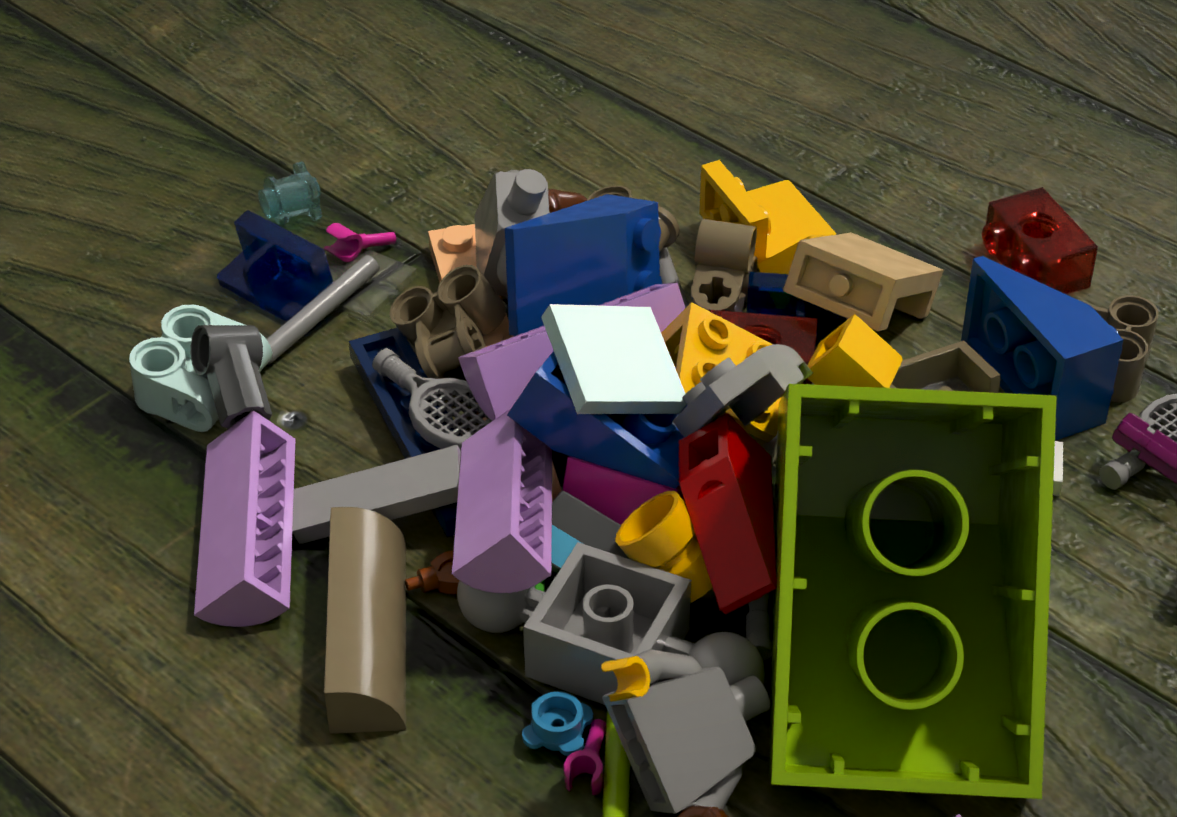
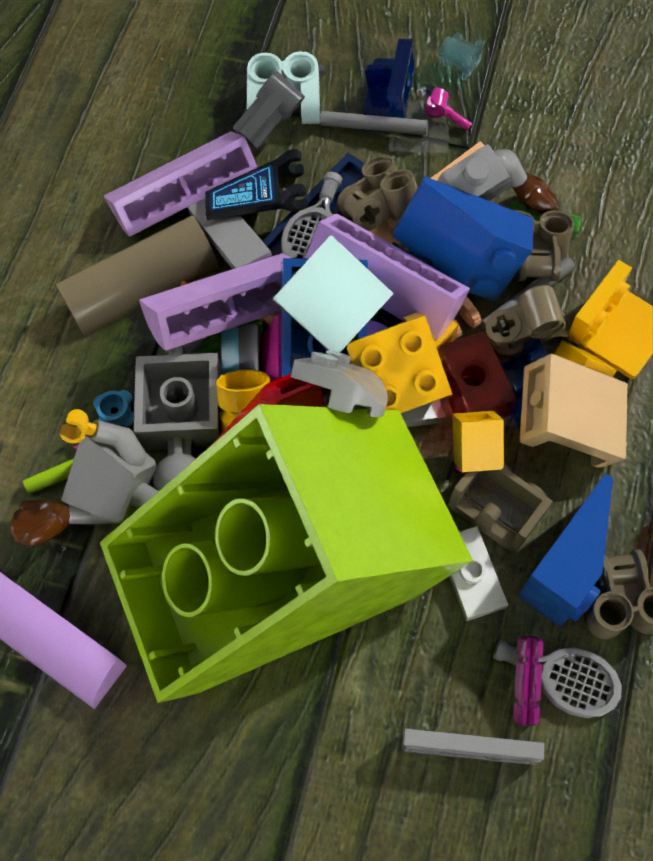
camera: 65 degrees right, 25 degrees up
(336, 448) = (259, 190): none -> flag

